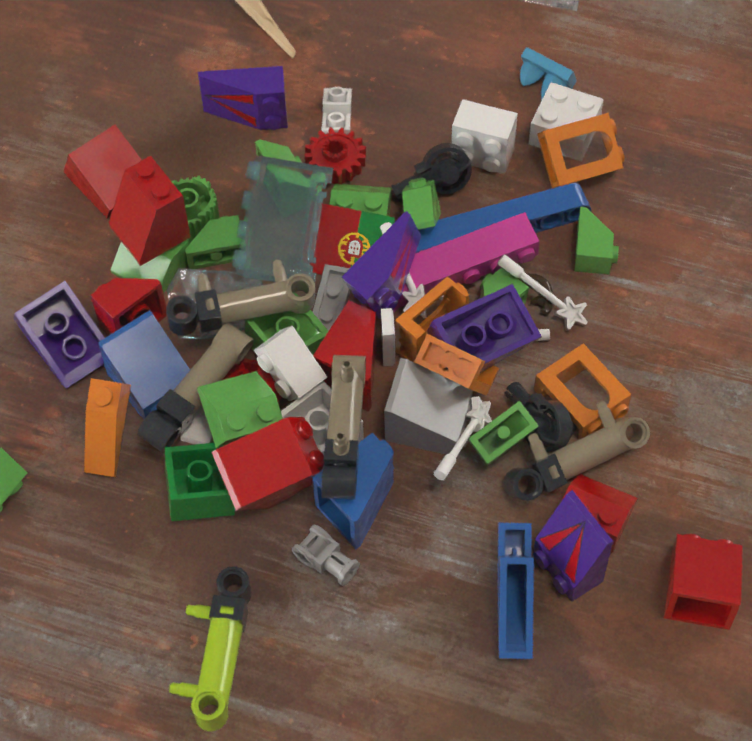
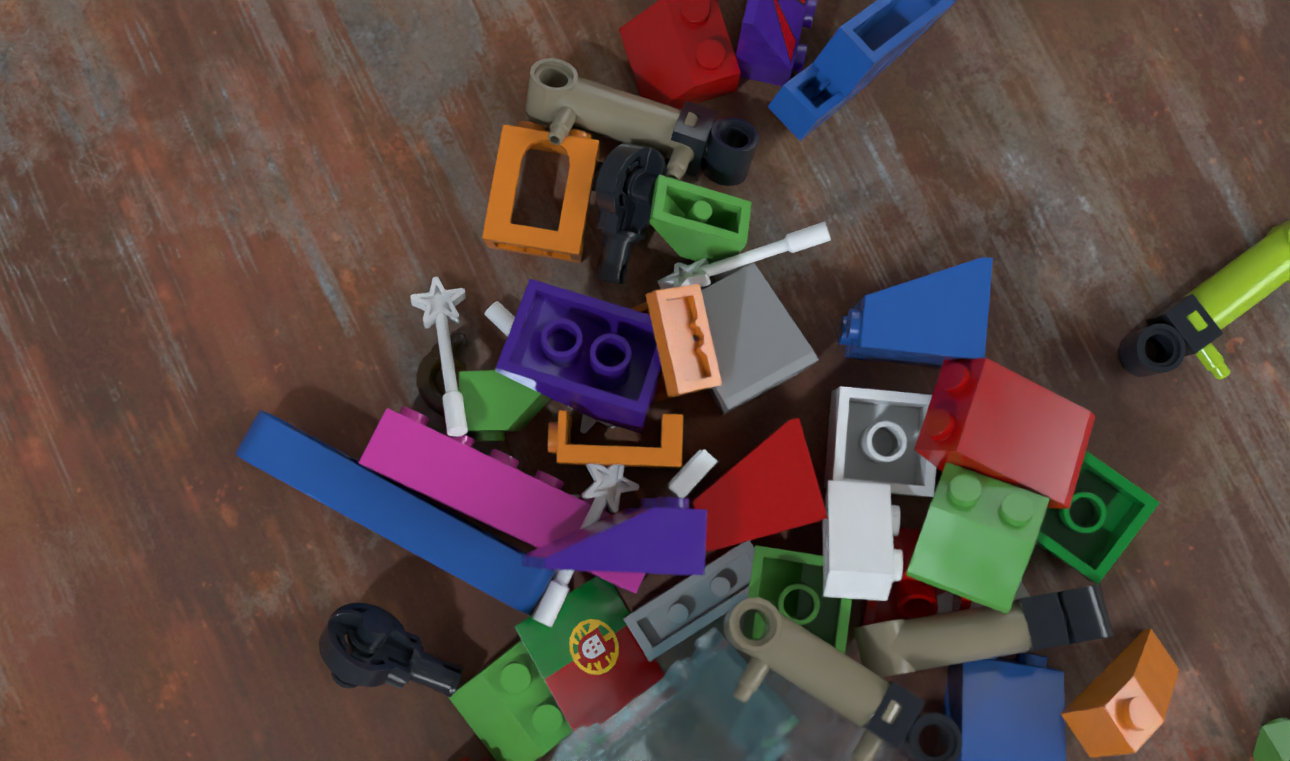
camera: 135 degrees left, 25 degrees up
(323, 554) = (1017, 291): light grey connector -> none
(344, 424) = (898, 375): dark tan piece -> none
(421, 202) = (461, 614): bright green slope -> none
(485, 135) = (269, 638): white brick -> none
(537, 65) = (79, 641): dark azure tile -> none
(553, 156) = (201, 538): orange panel -> none
(562, 107) = (141, 562): white brick -> none
(594, 245) = (312, 362): bright green slope -> none

